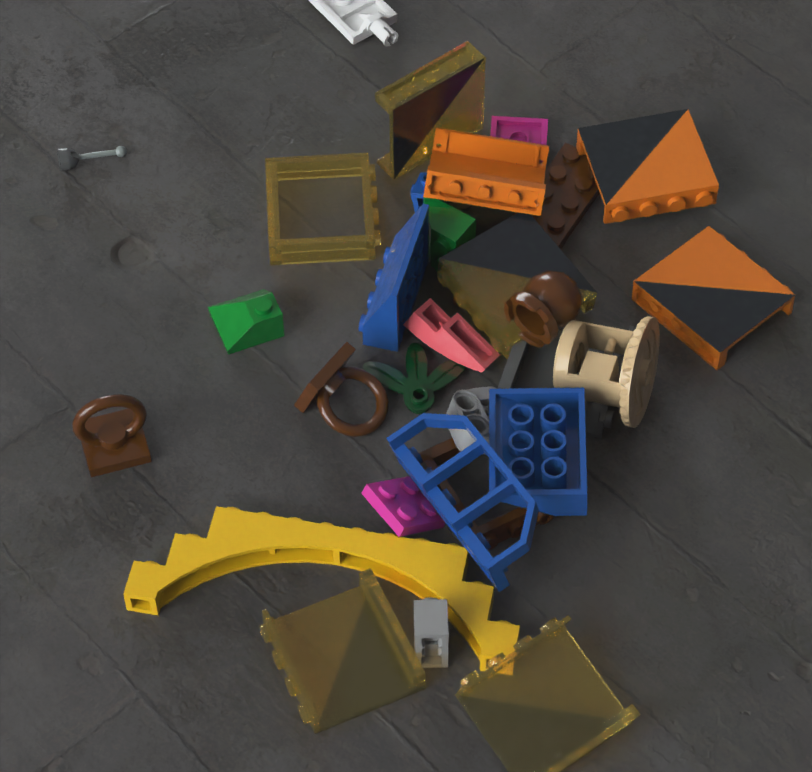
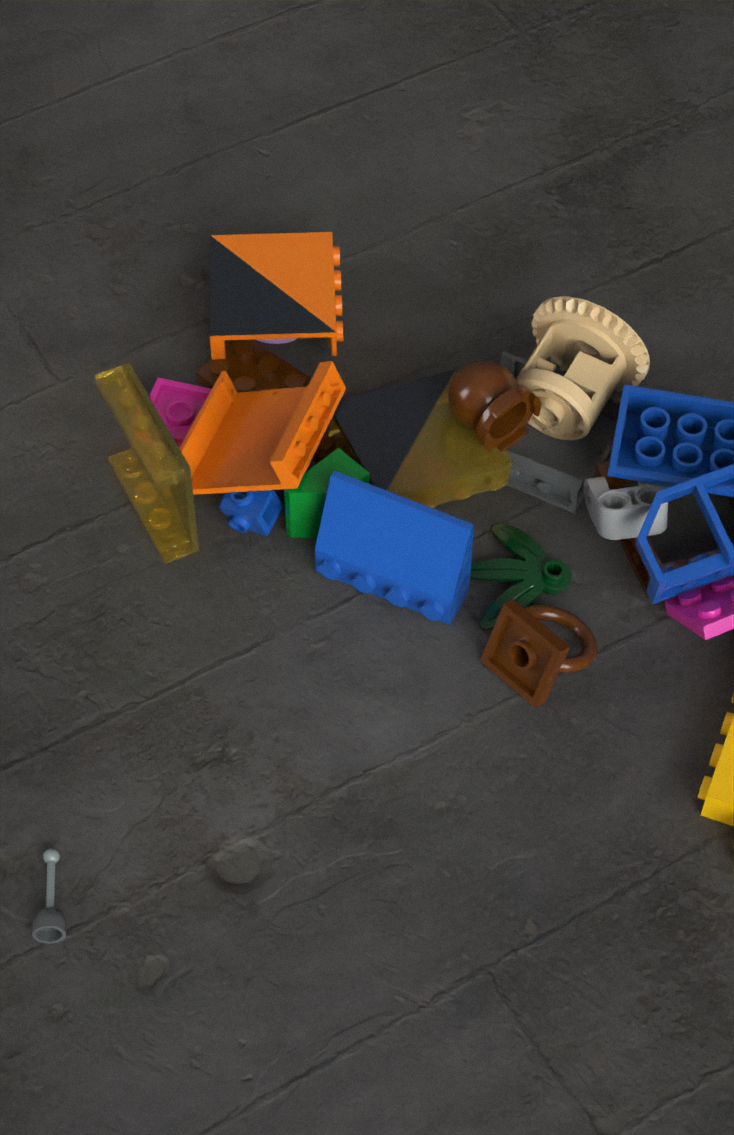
camera: 80 degrees left, 0 degrees up
(112, 439) = (563, 913): reddish brown tile -> none
(248, 320) = (392, 735): green slope -> none
(321, 248) = (224, 679): clear yellow window -> none
(451, 337) = (490, 514): coral slope -> none
(710, 295) = (464, 285): panel -> none

